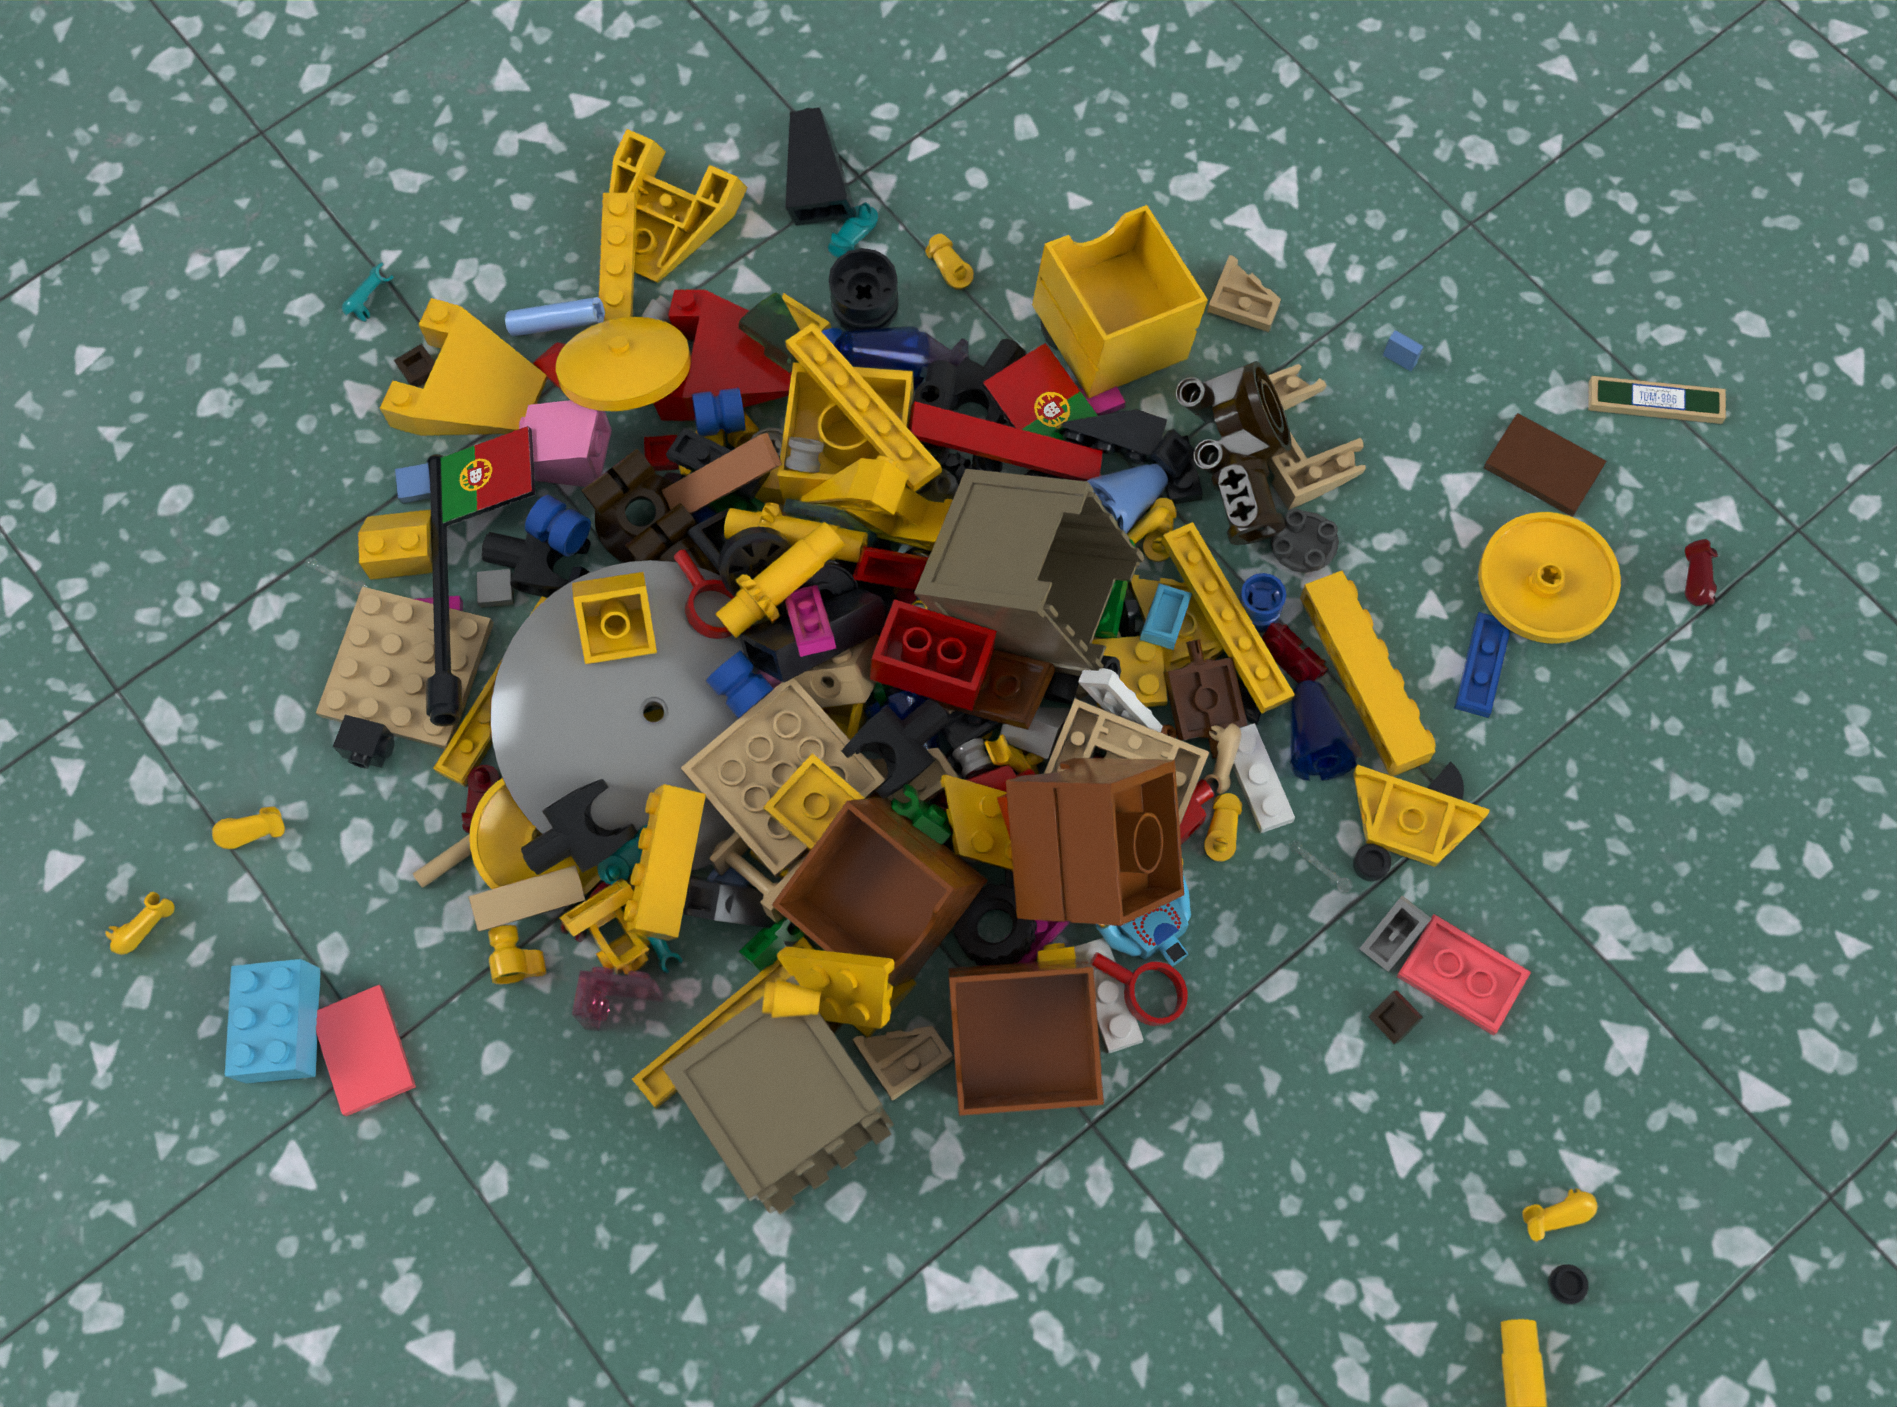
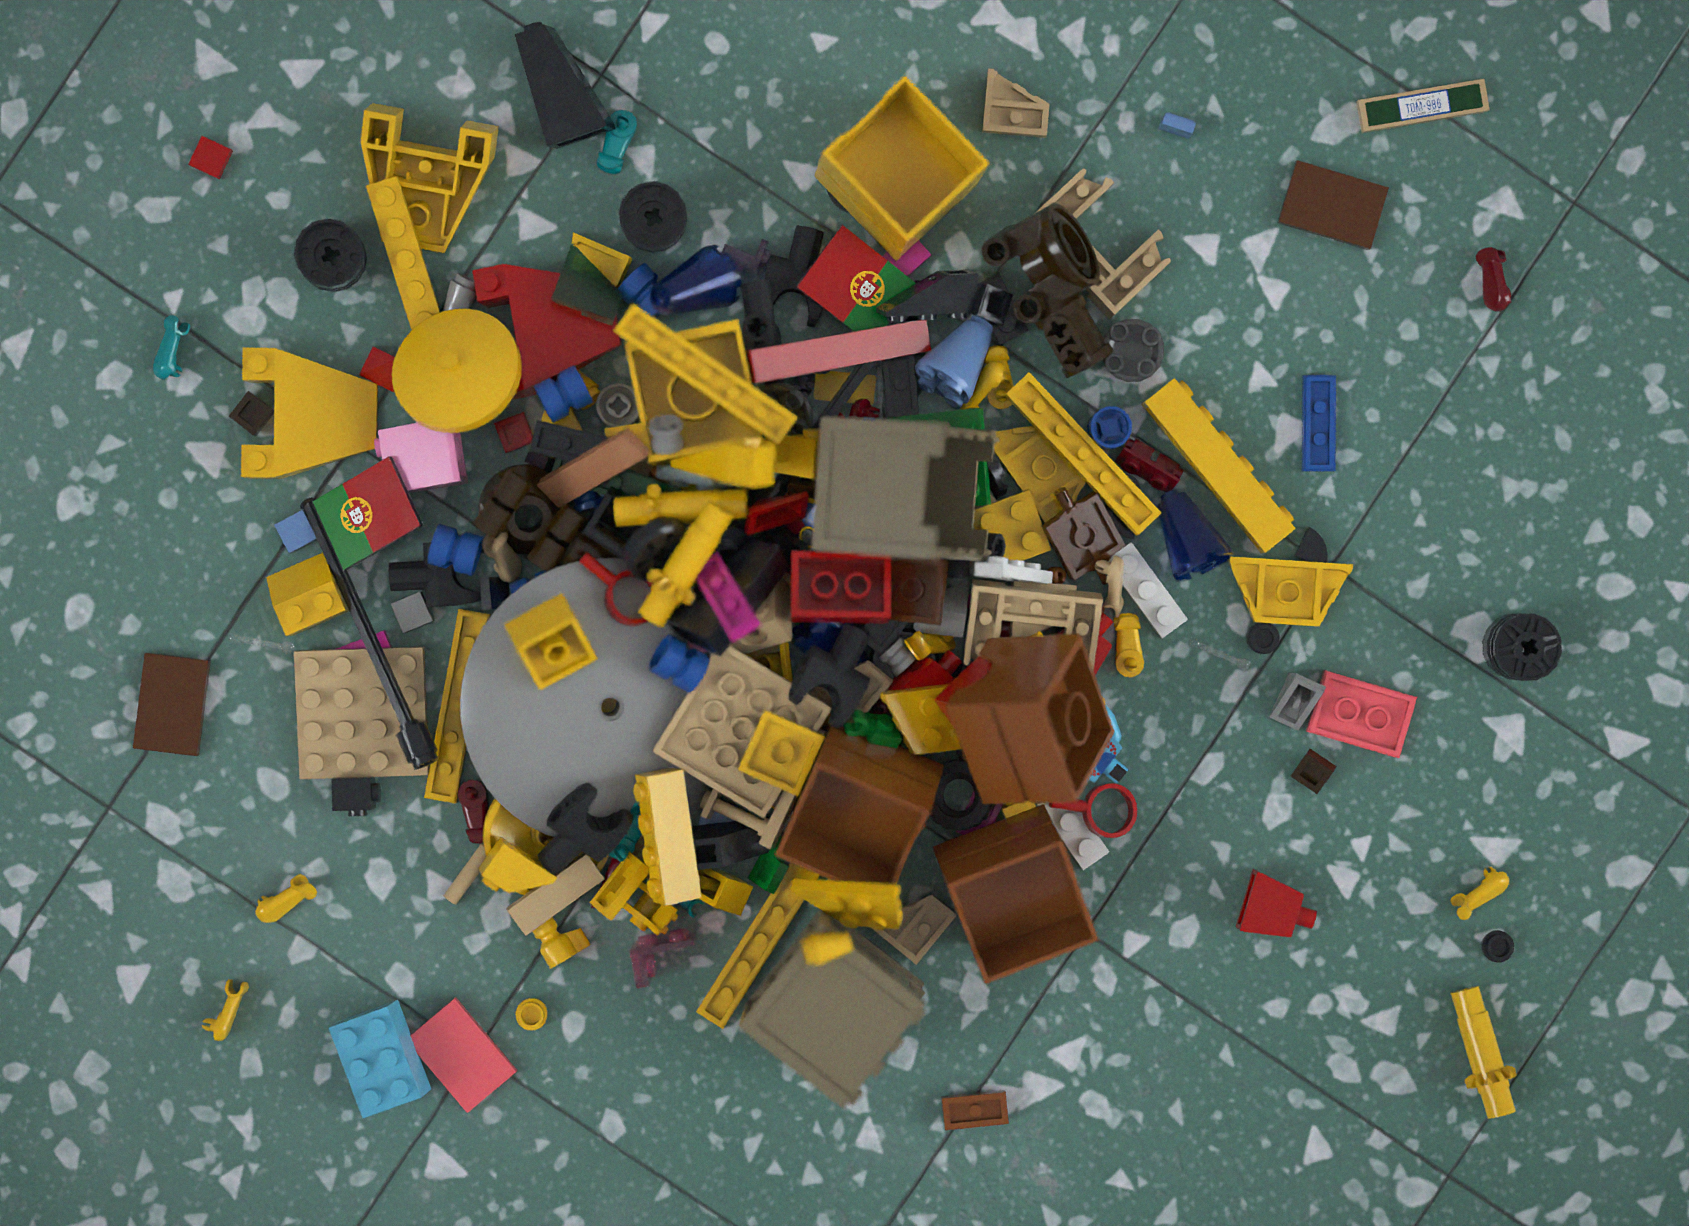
camera: 20 degrees left, 20 degrees up
(223, 607) = (171, 704): none -> reddish brown tile
(454, 1027) = (531, 1014): none -> yellow plate
(474, 149) = (210, 157): none -> red tile
(490, 851) = (513, 869): none -> yellow slope
(547, 245) = (312, 250): none -> black wheel
(555, 316) = (366, 328): light blue piece -> none
(603, 544) = (508, 563): none -> tan piece
(704, 949) = (723, 890): none -> yellow slope
(906, 1288) = (975, 1110): none -> dark orange plate
(953, 269) = (725, 154): yellow piece -> none
(1165, 616) = (1029, 471): medium azure tile -> none
(1314, 1156) = (1273, 908): none -> red torso
(1549, 577) = (1360, 327): yellow dish -> none
(1648, 959) = (1506, 656): none -> black wheel

